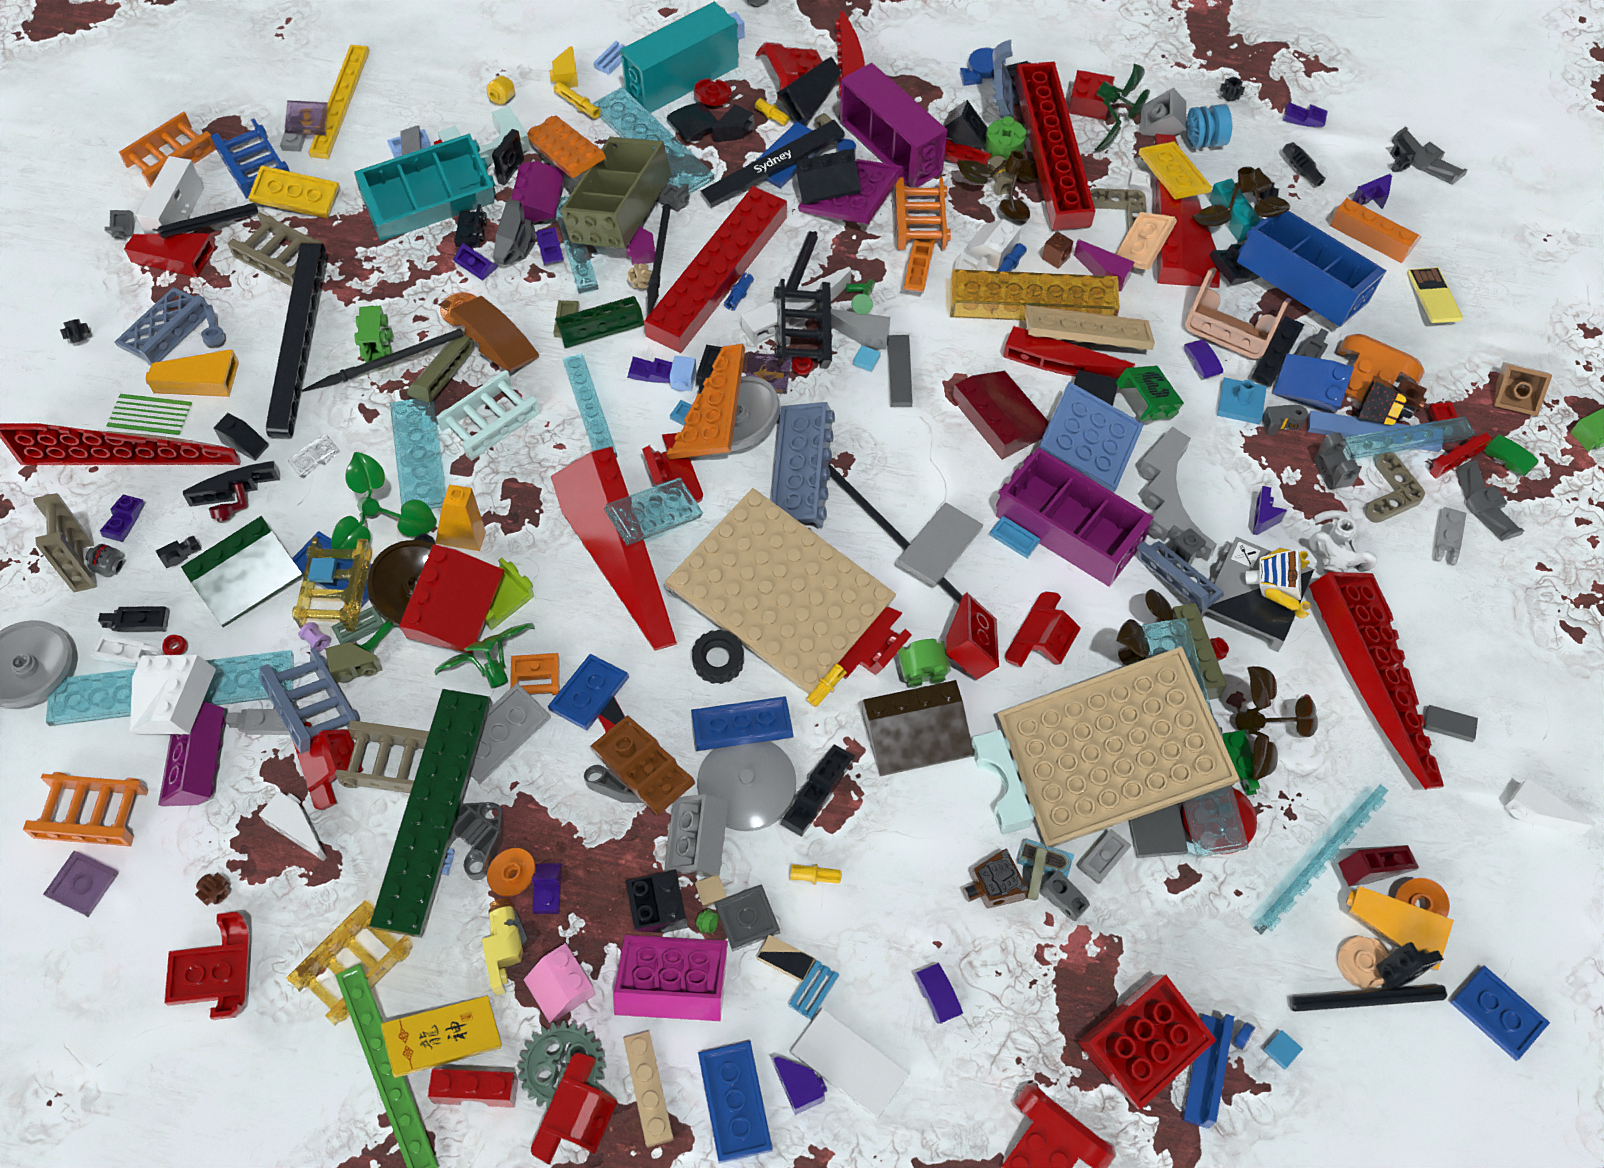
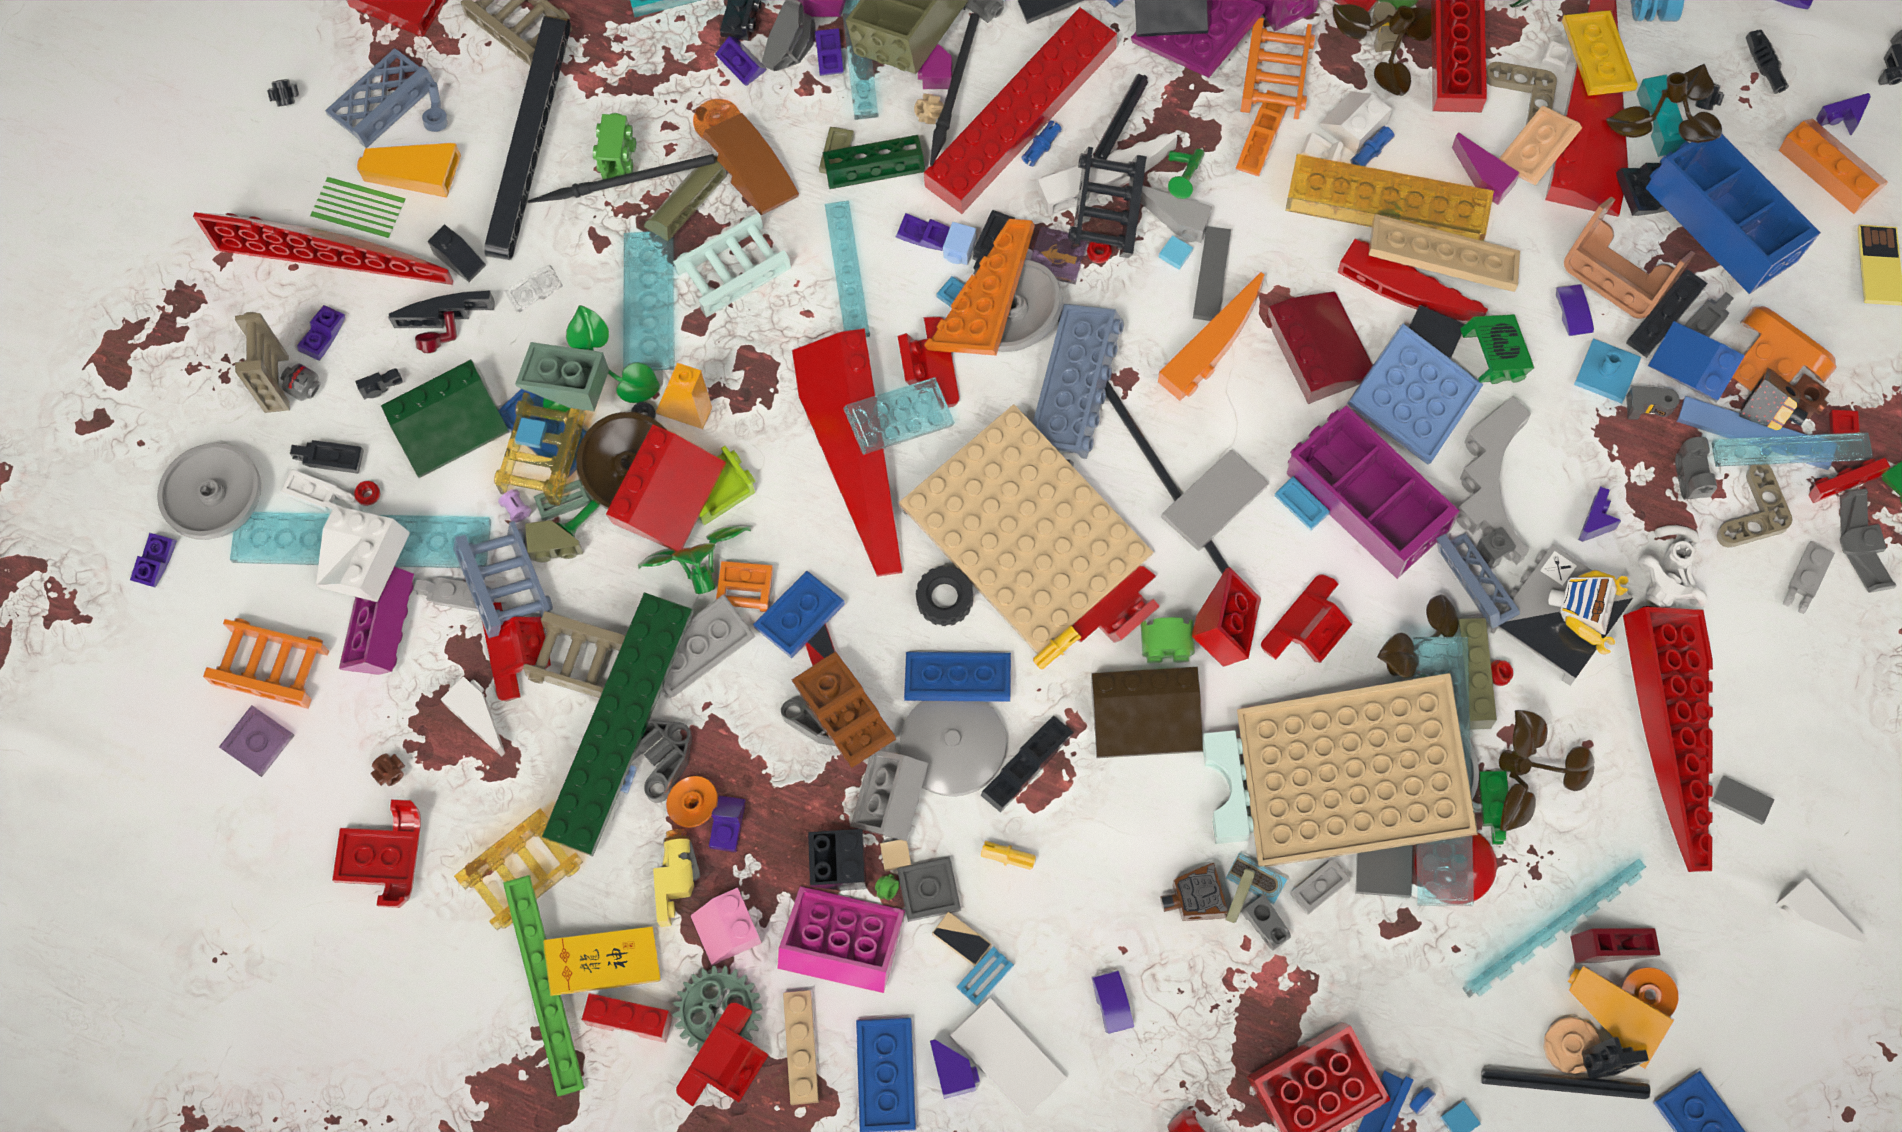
camera: 15 degrees right, 10 degrees up
(348, 514) = (564, 375): none -> sand green slope
(909, 425) = (1210, 344): none -> orange slope
(1057, 249) = (1431, 141): copper brick -> none

